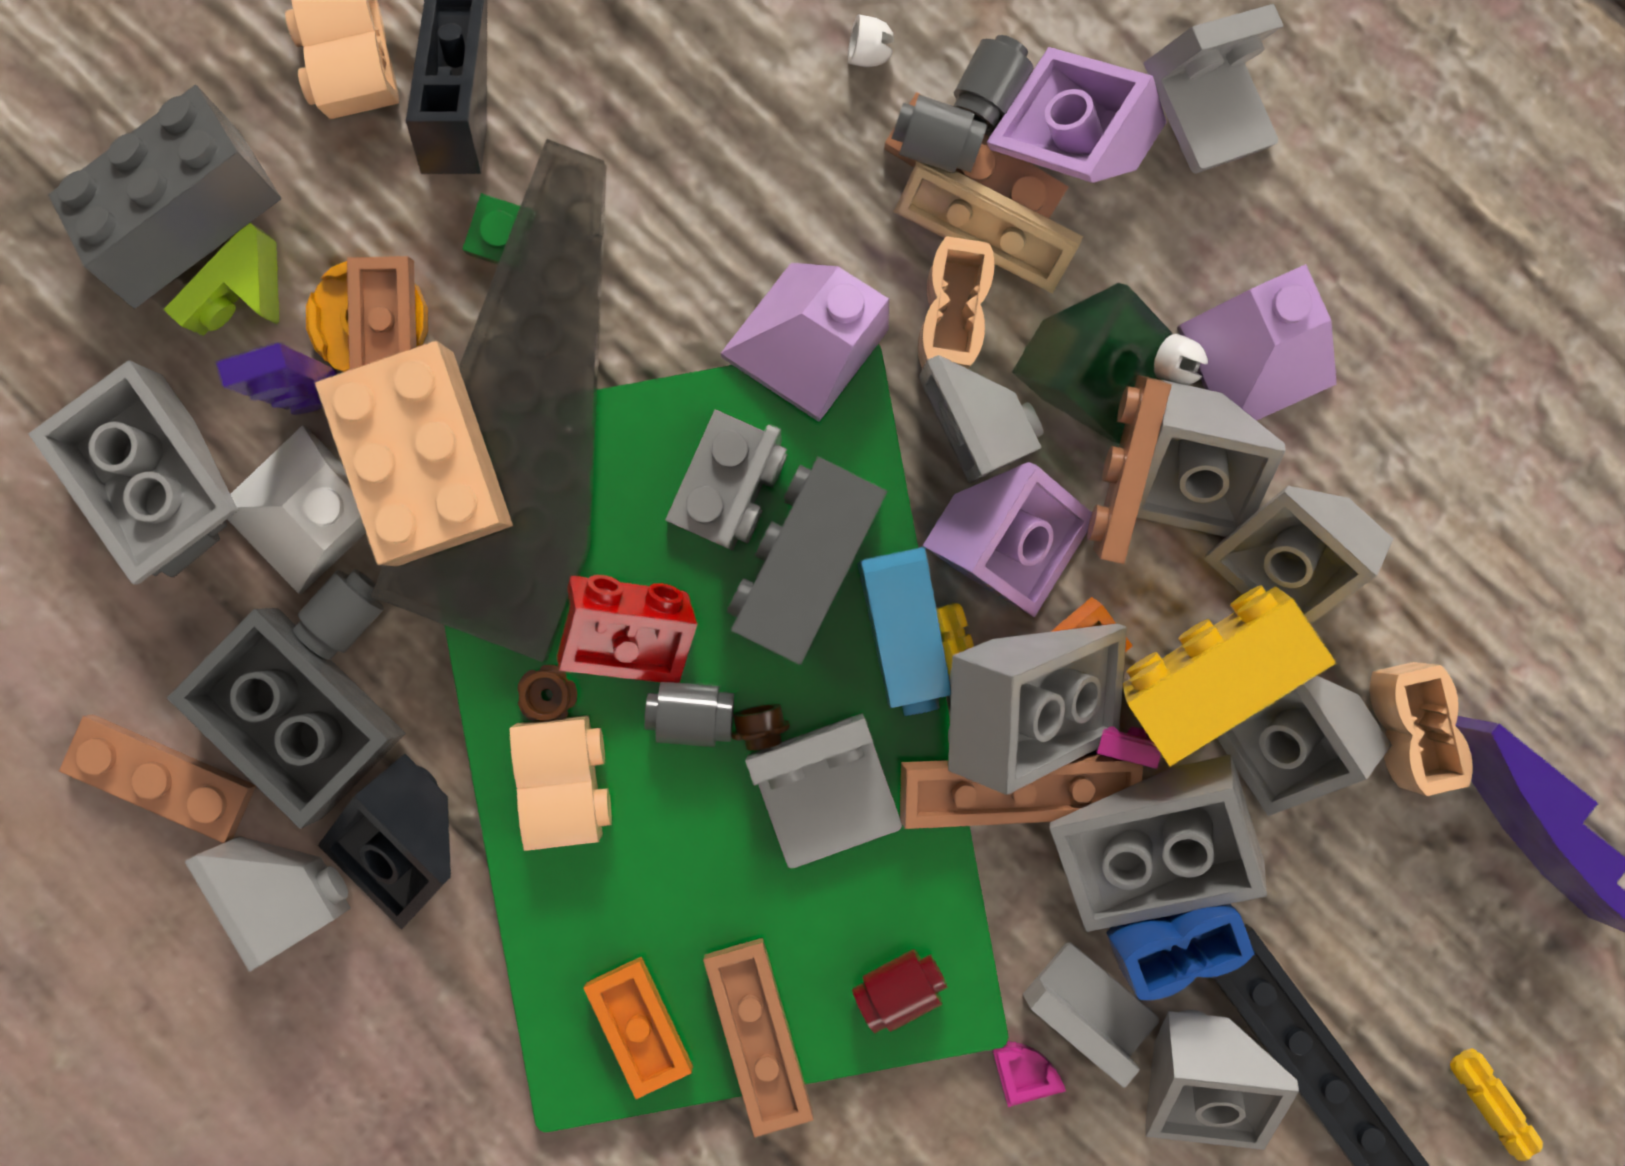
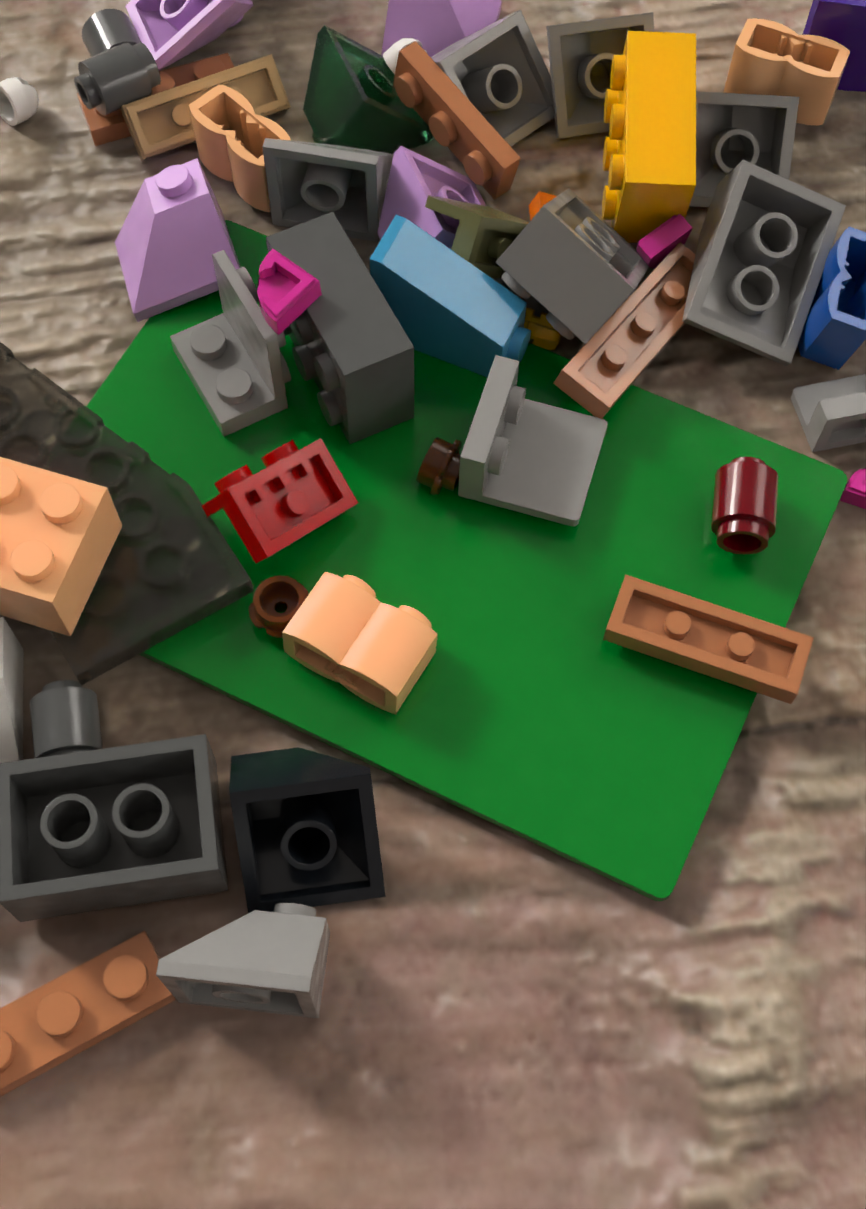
camera: 55 degrees left, 25 degrees down
(638, 1027) = (629, 729): orange plate -> none
(690, 714) = (390, 504): dark grey brick -> none
(768, 520) = (284, 290): none -> dark pink tile
(1013, 596) = (481, 232): none -> olive panel

